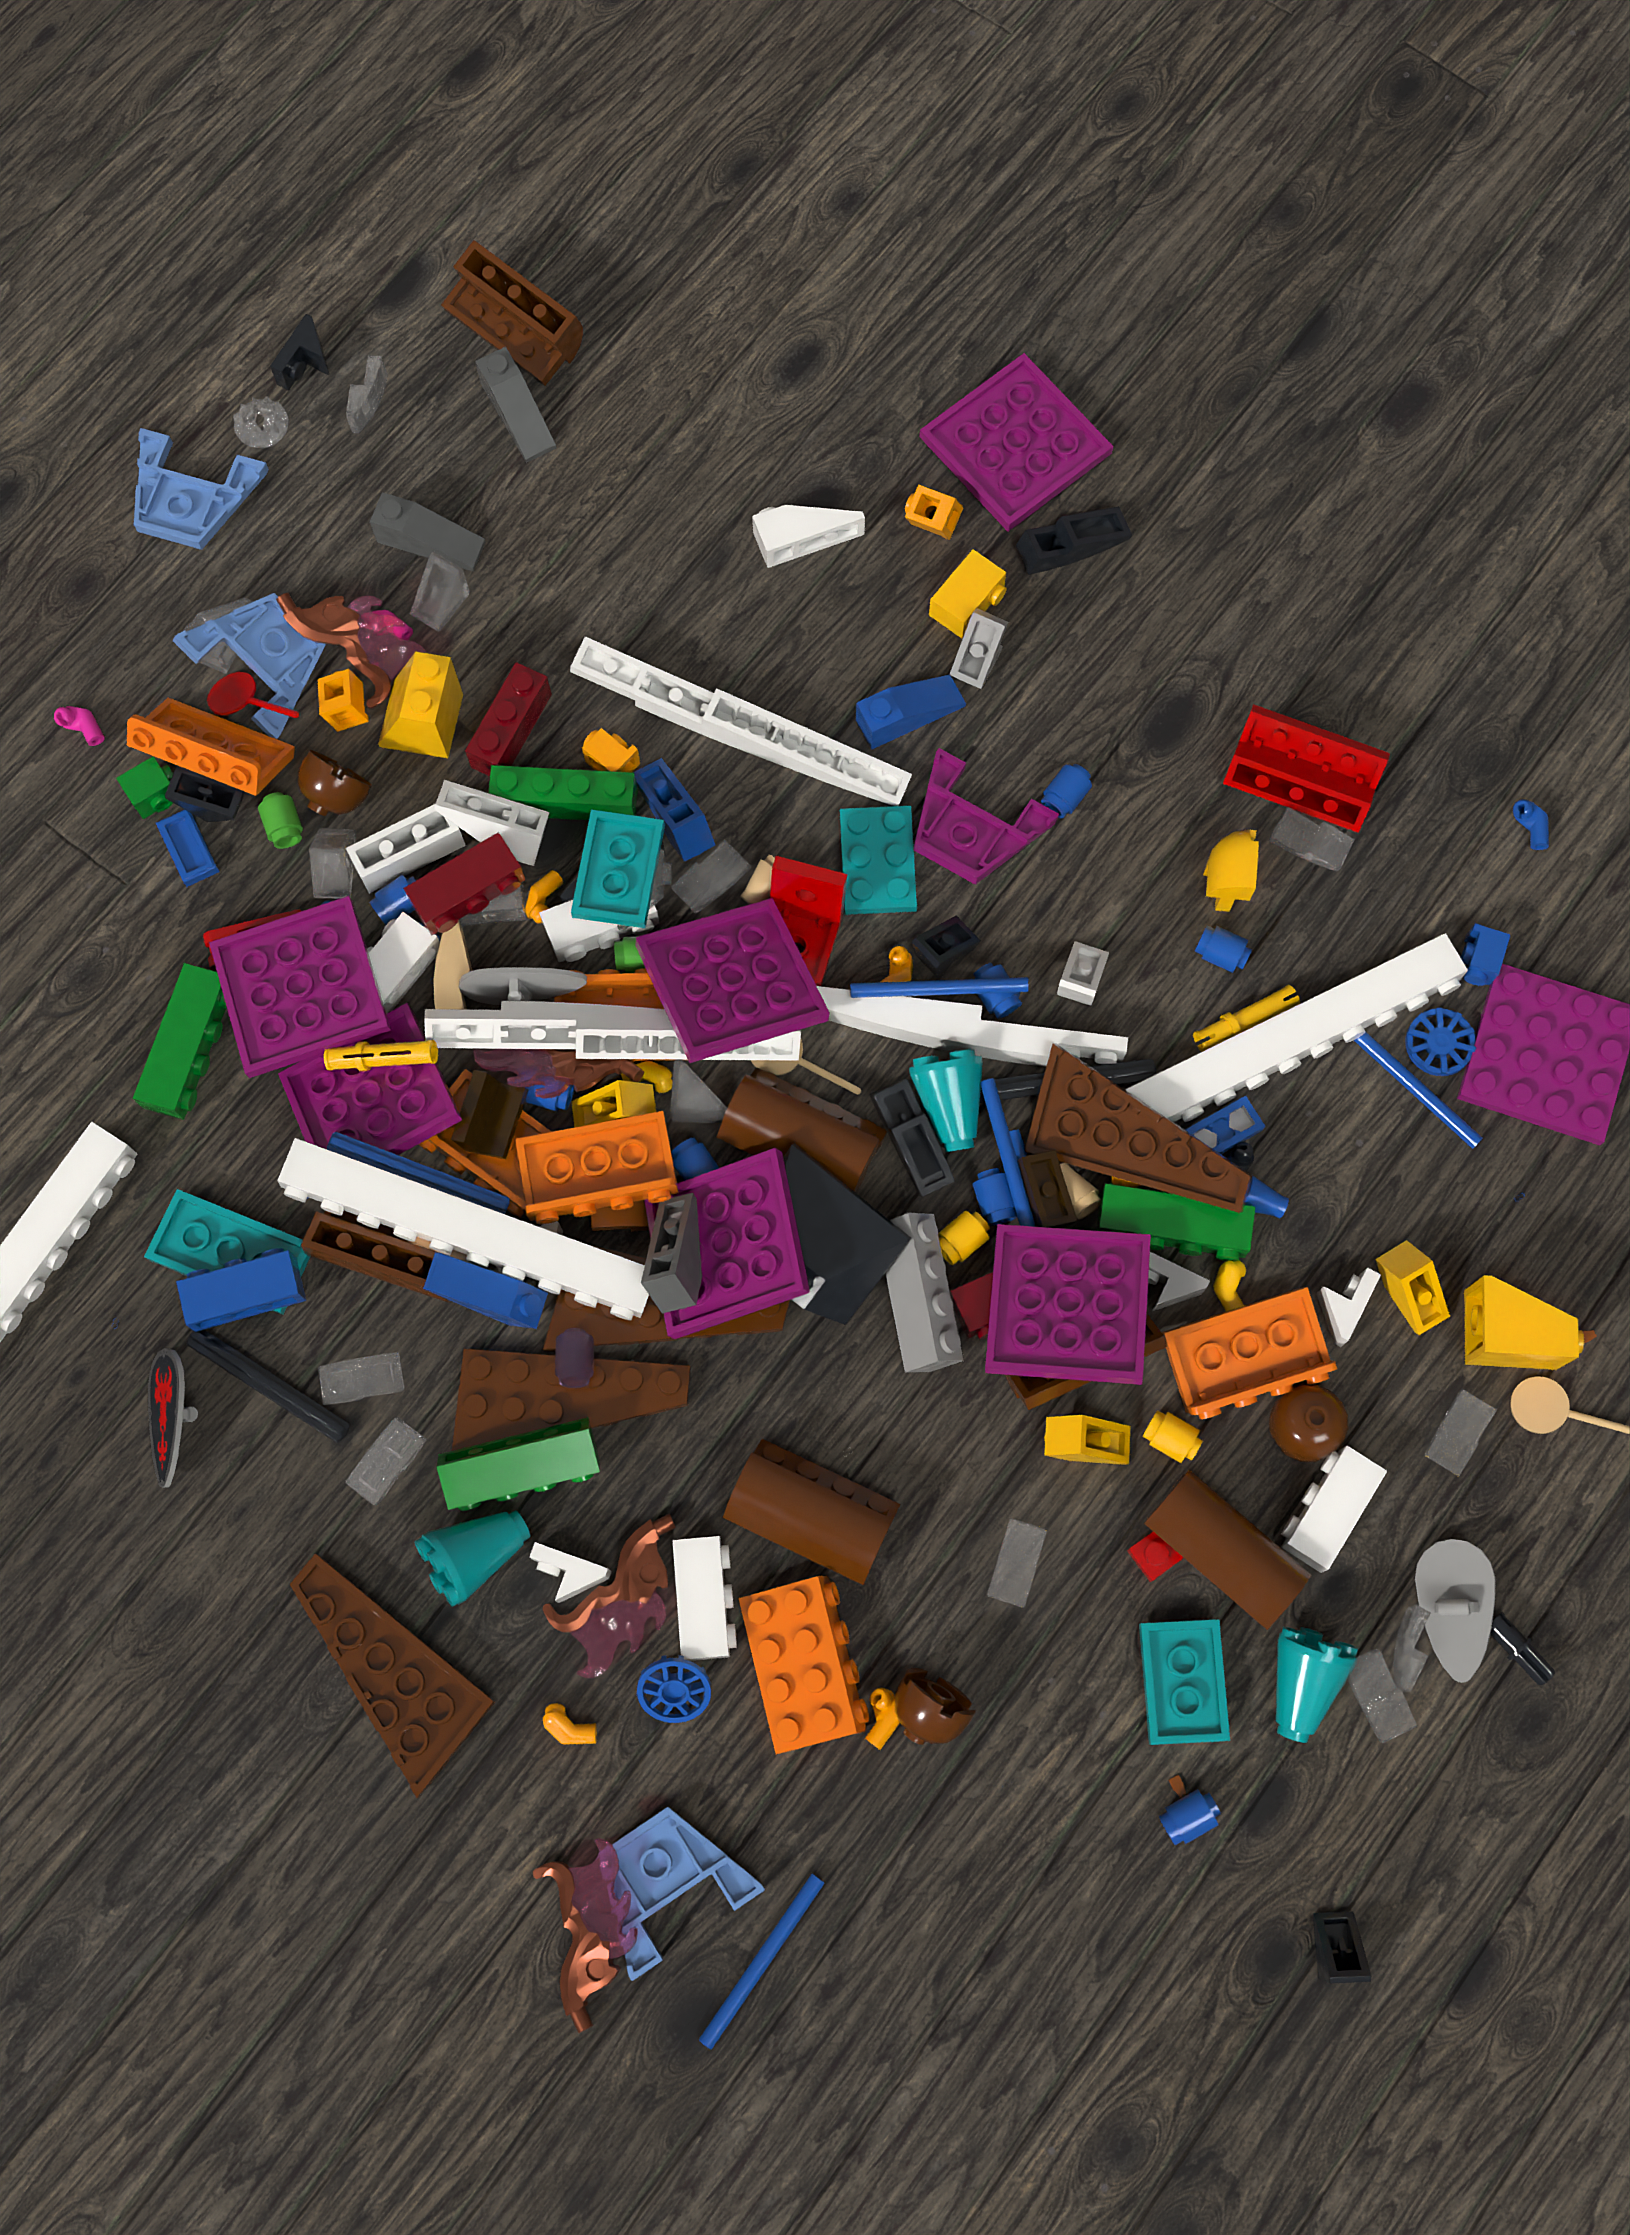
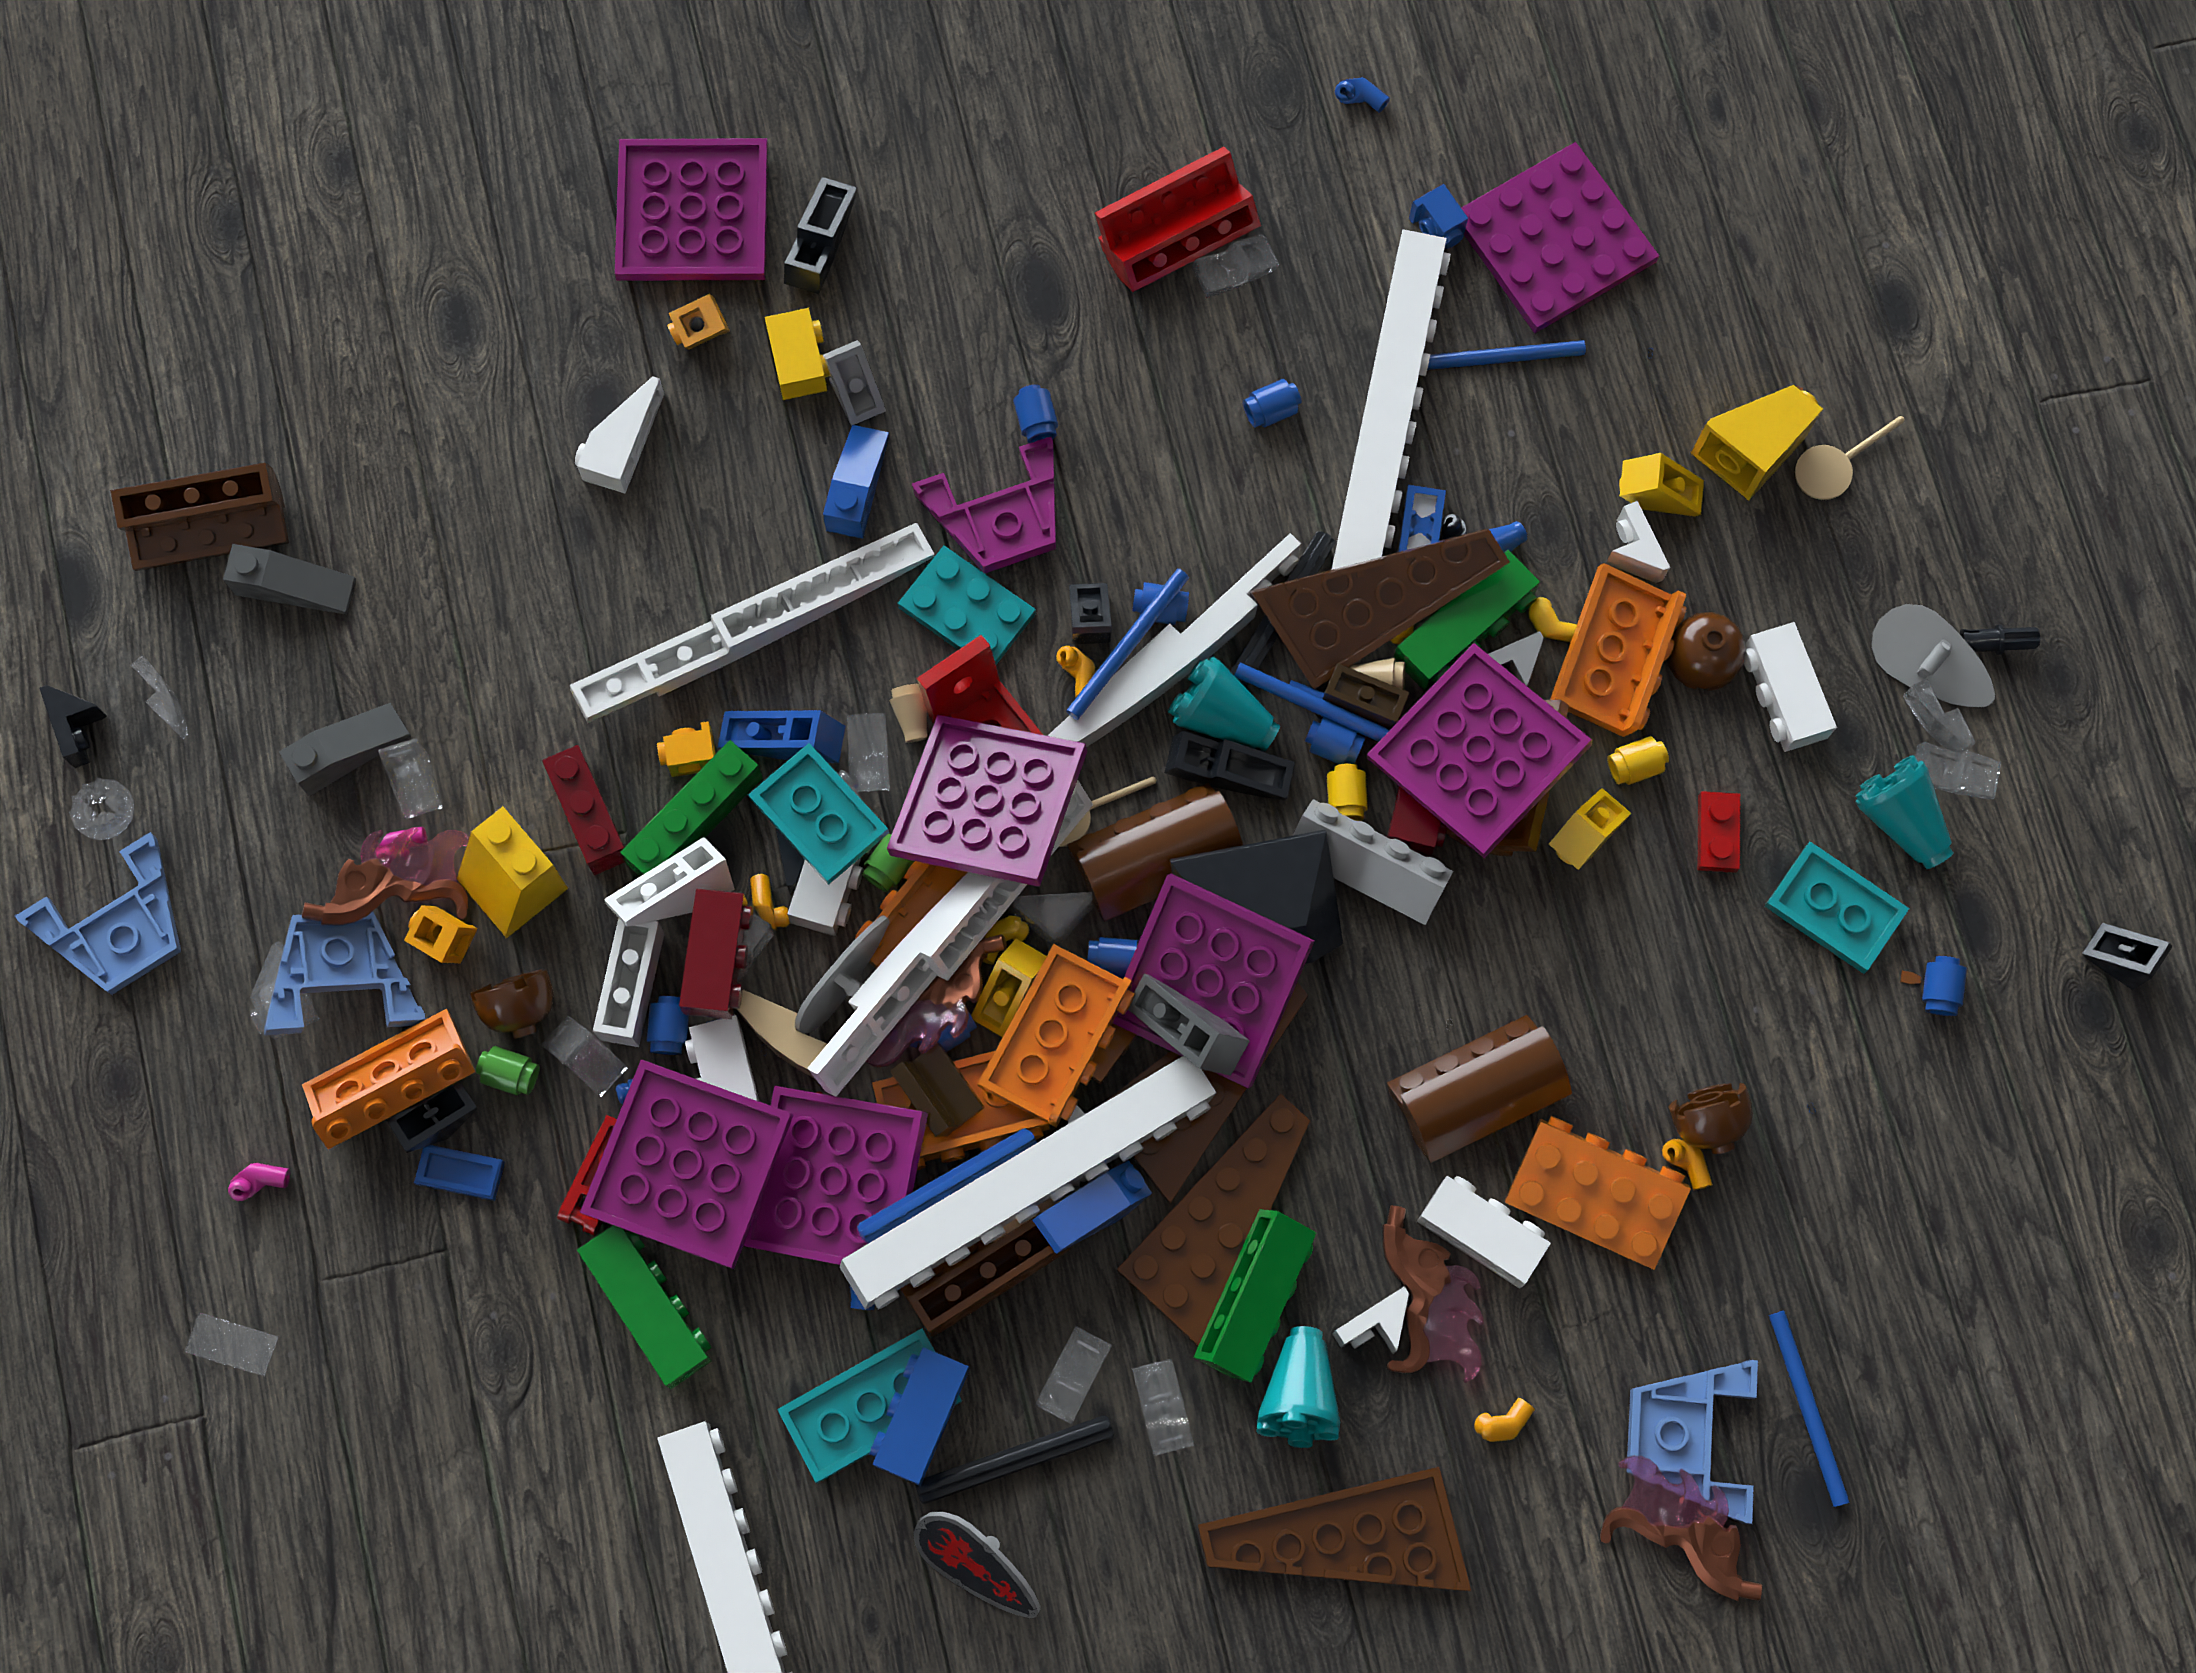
camera: 55 degrees left, 0 degrees up
(147, 787) = (377, 1162): green brick -> none
(235, 692) = (350, 1021): red piece -> none
(341, 1056) = (781, 1178): yellow pin -> none
(574, 1358) = (1203, 1180): clear purple brick -> none
(674, 1689) = (1542, 1310): blue wheel -> none
(1016, 1562) = (1643, 961): clear slope -> none
(1082, 973) = (1204, 525): white slope -> none
(1228, 1549) = (1764, 787): reddish brown brick -> none
(1232, 869) = (1217, 340): yellow brick -> none
(1246, 1018) = (1341, 448): yellow pin -> none
(1440, 1041) = (1481, 307): blue wheel -> none
(1460, 1432) = (1799, 548): clear slope -> none

